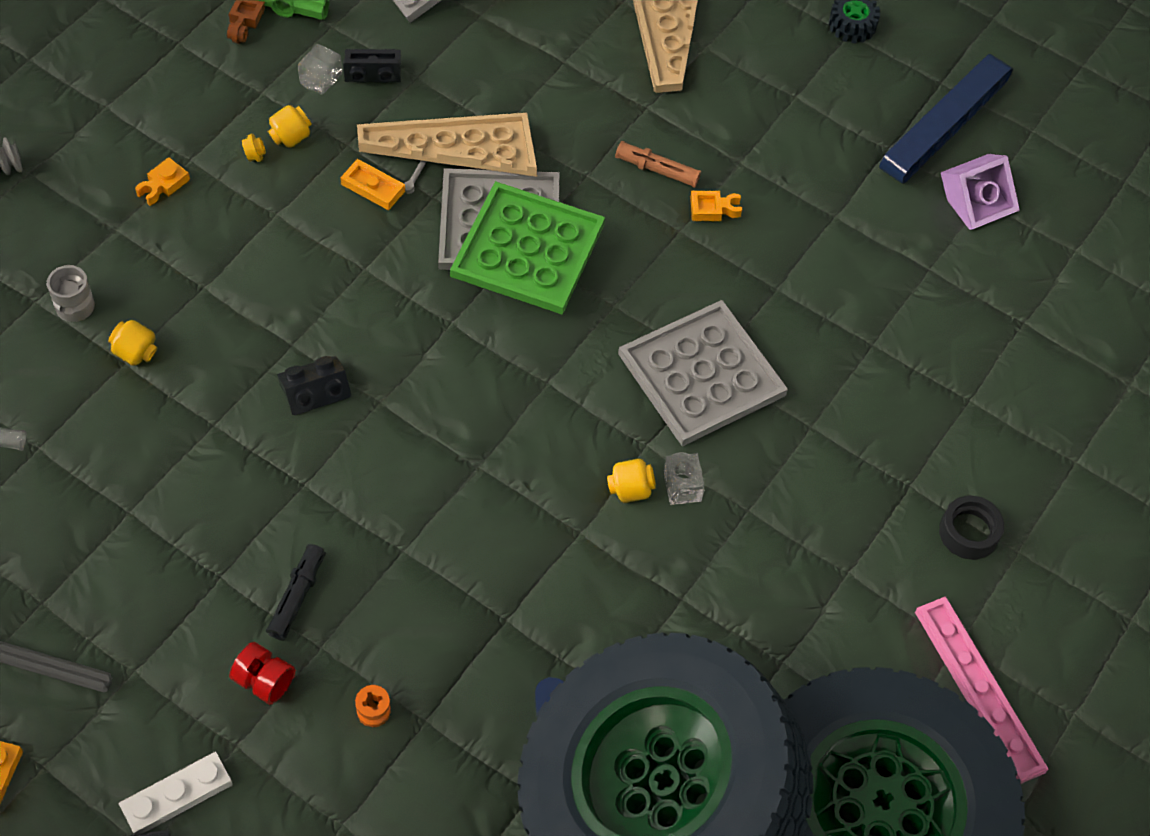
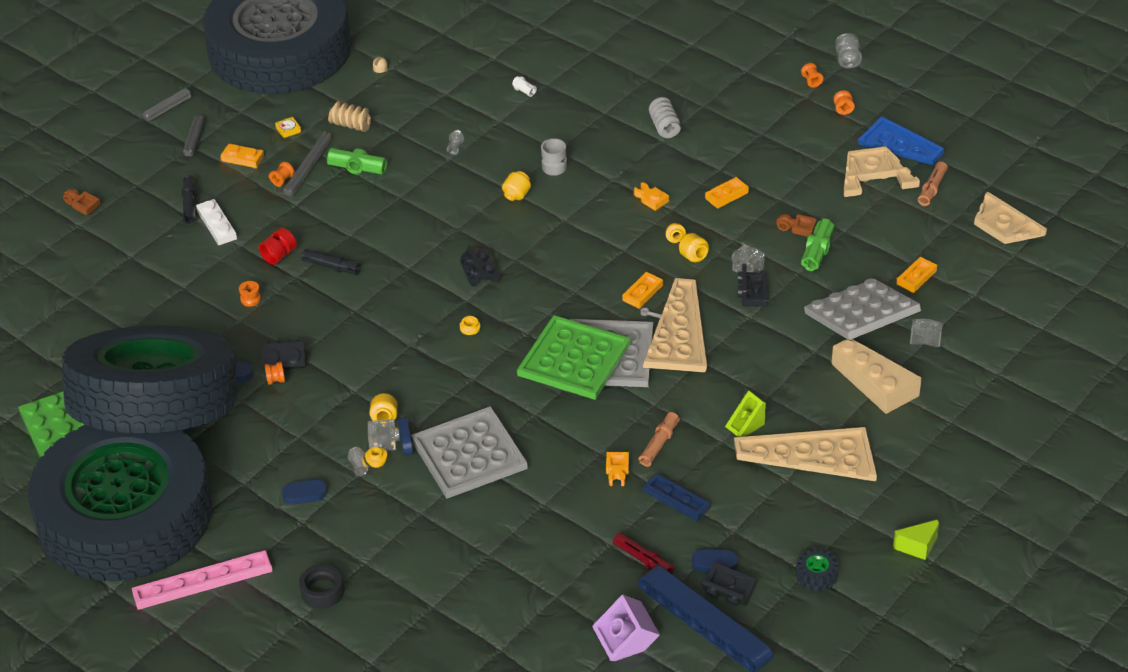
camera: 100 degrees right, 15 degrees down
(39, 578) = (357, 161): none -> bright green piece
(72, 697) = (281, 174): none -> orange bush
(168, 92) = (726, 192): none -> light orange plate
(445, 381) = (470, 325): none -> yellow plate
(516, 634) = (289, 353): none -> black bracket
(562, 640) = (274, 373): none -> orange wheel
(615, 72) = (747, 416): none -> lime slope
(693, 443) = (405, 436): none -> dark blue tile
(717, 493) = (376, 456): none -> yellow plate
(726, 509) = (356, 457): none -> clear pin
(751, 149) = (677, 497): none -> dark blue tile
(796, 573) = (304, 491): none -> dark blue tile
(851, 112) = (704, 559): none -> dark blue tile
(872, 160) = (647, 557): none -> dark red pin
(894, 94) = (729, 584): none -> black bracket

